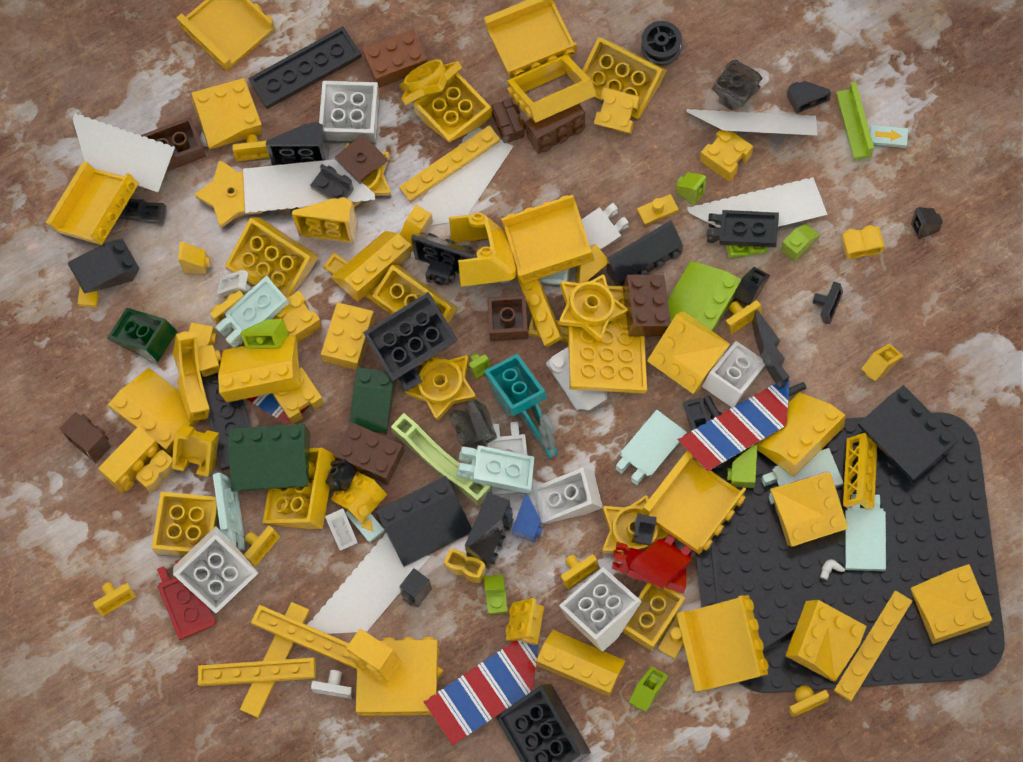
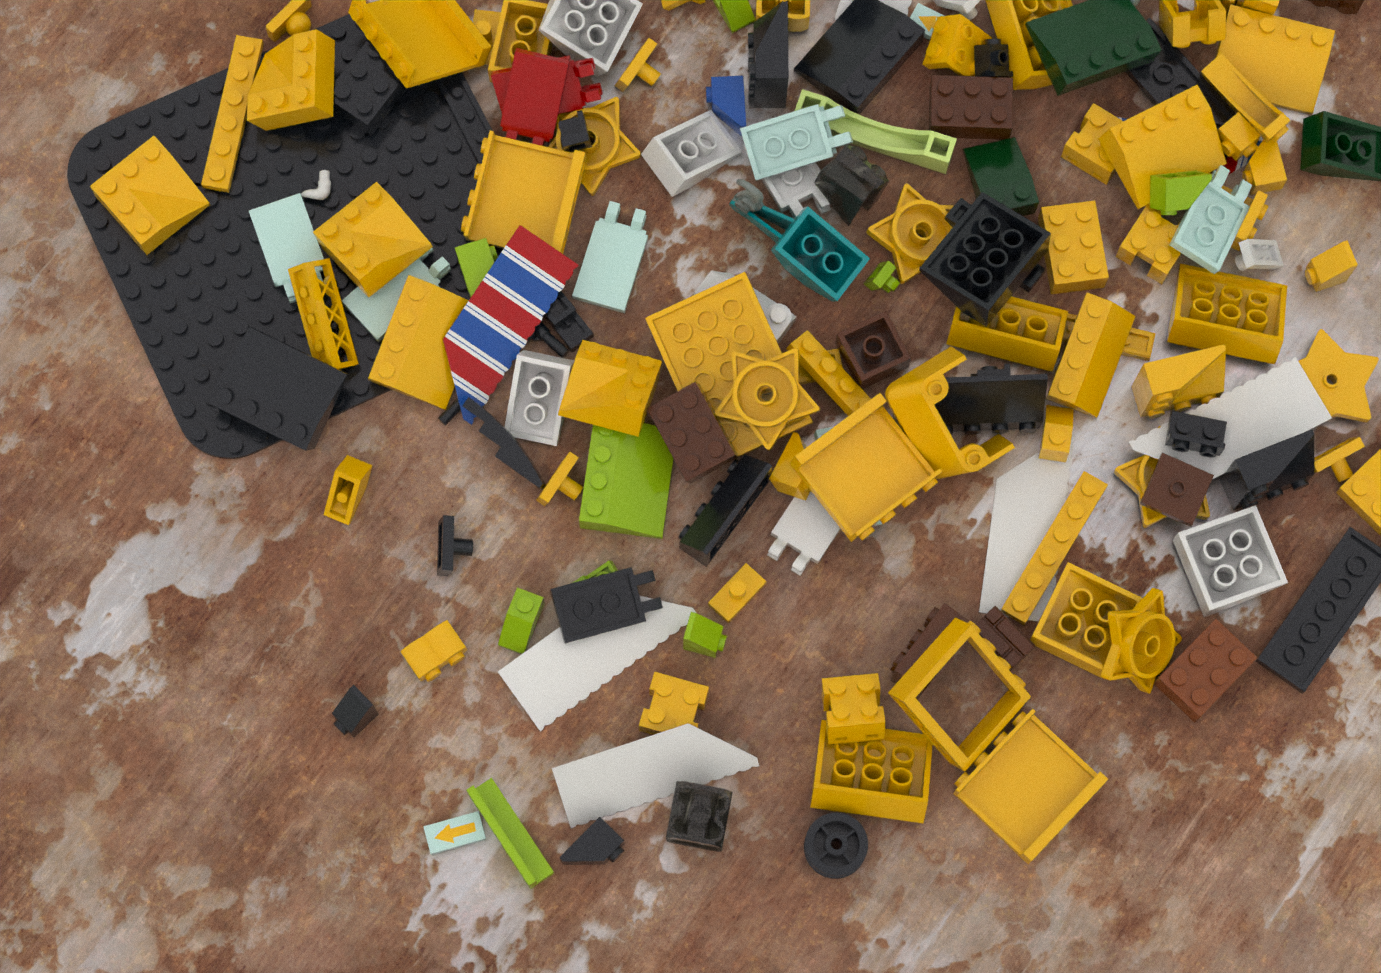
camera: 150 degrees right, 5 degrees up
(751, 286) = (563, 529): black slope -> none

